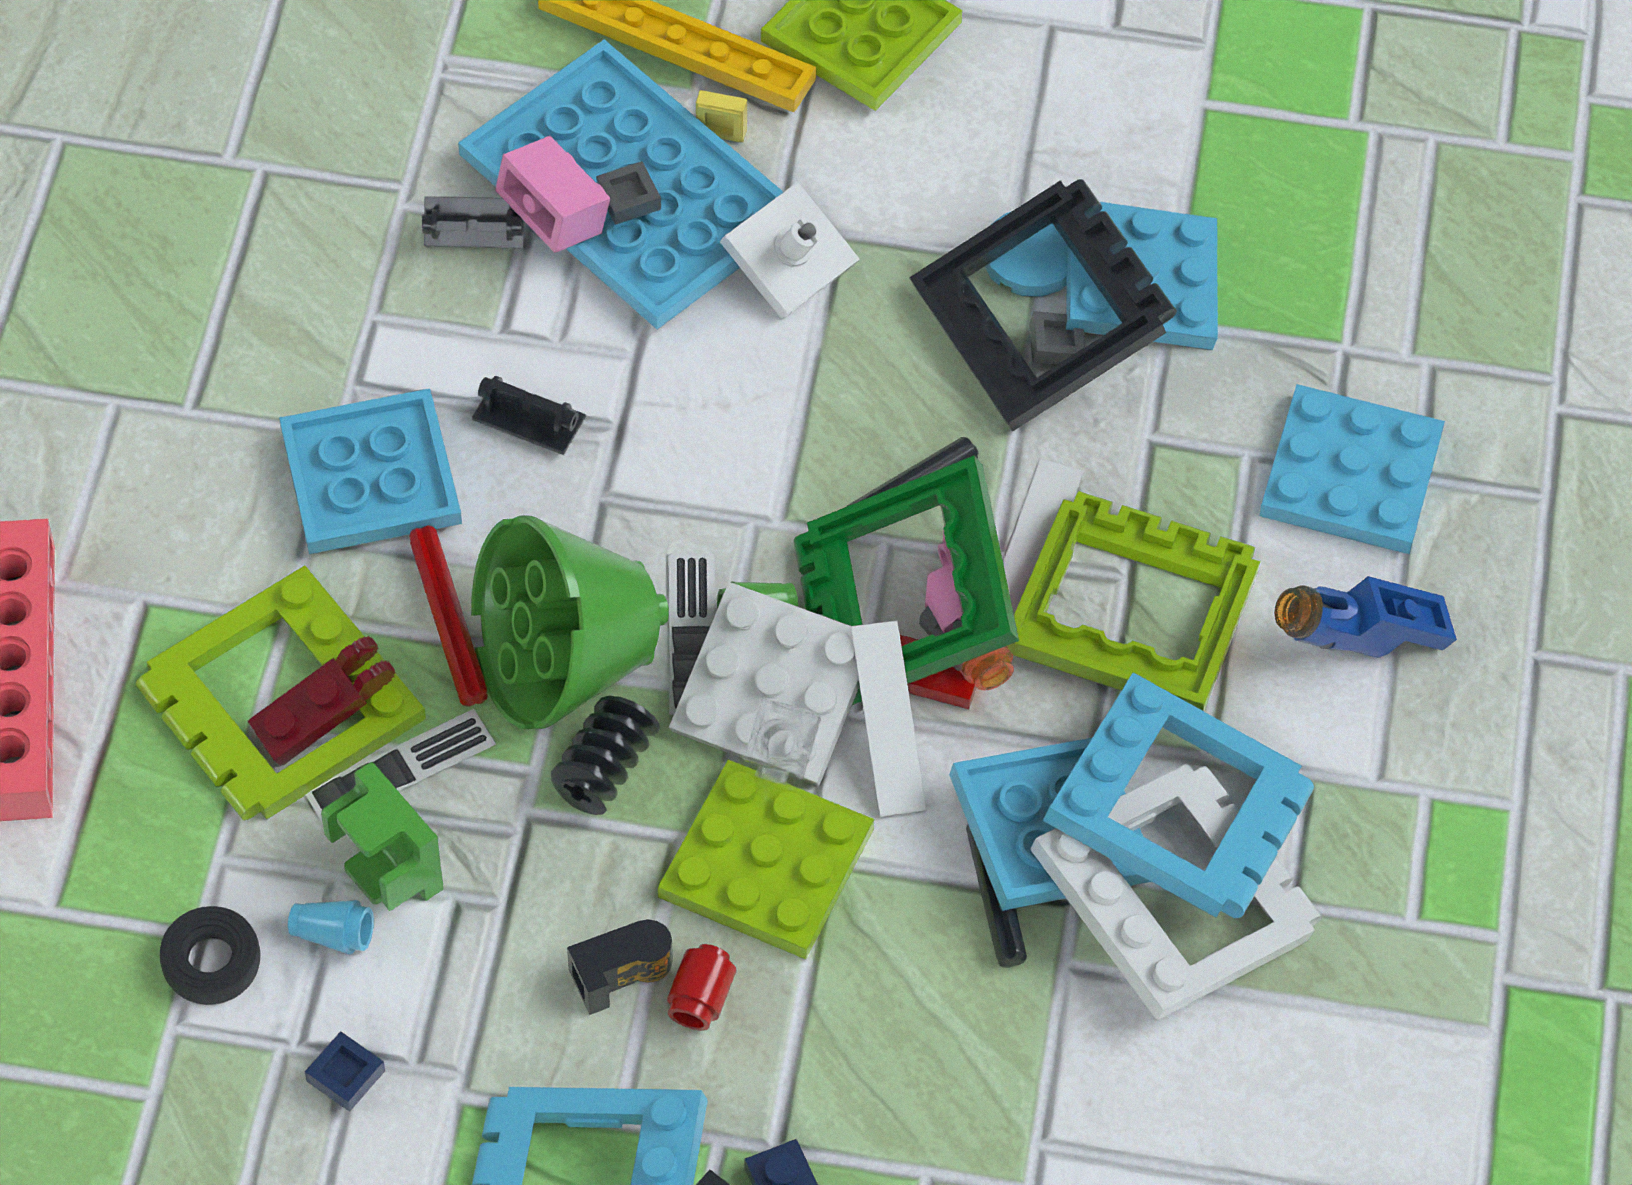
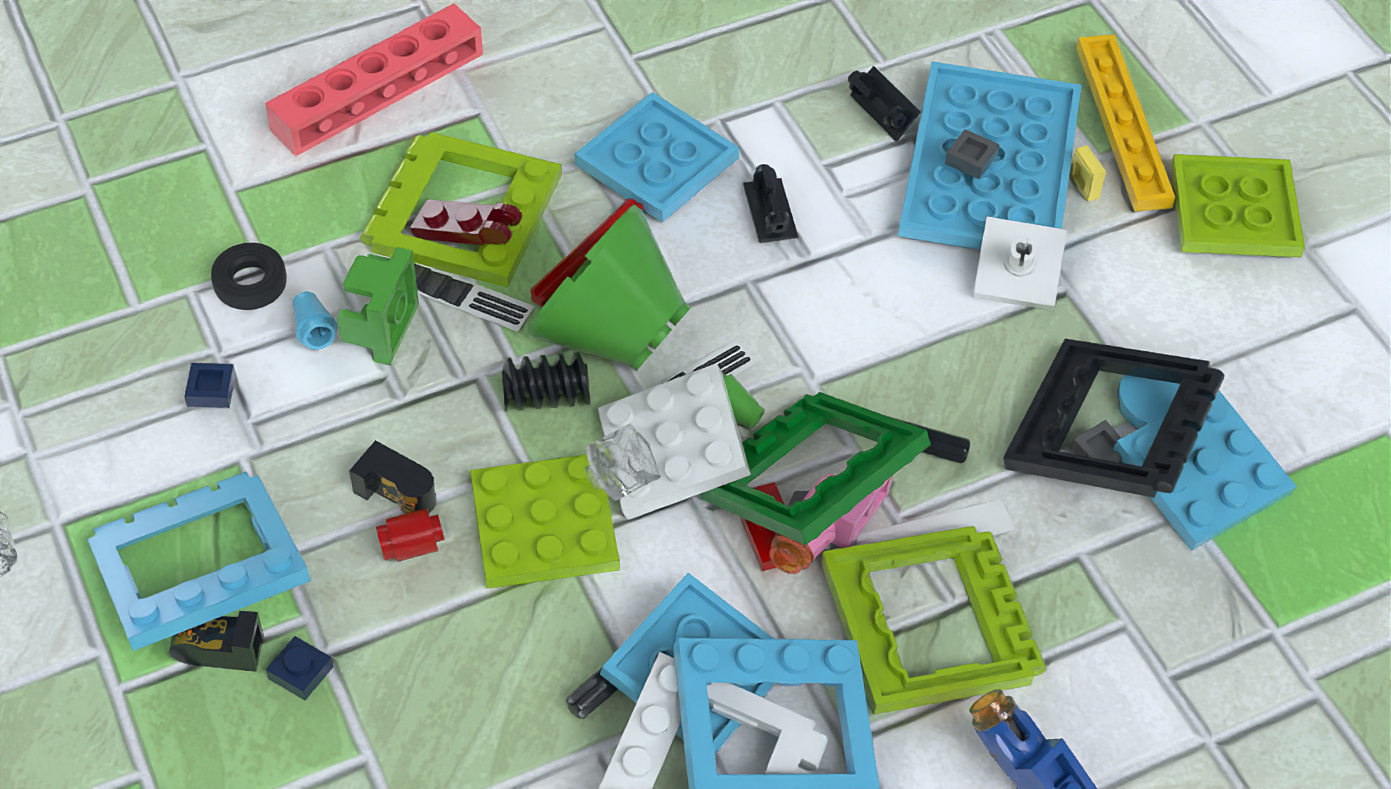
camera: 55 degrees right, 5 degrees down
(552, 194) = (930, 116): bright pink brick -> none
(888, 718) = (697, 518): white sticker -> none
(1352, 469) = (1174, 694): medium azure plate -> none

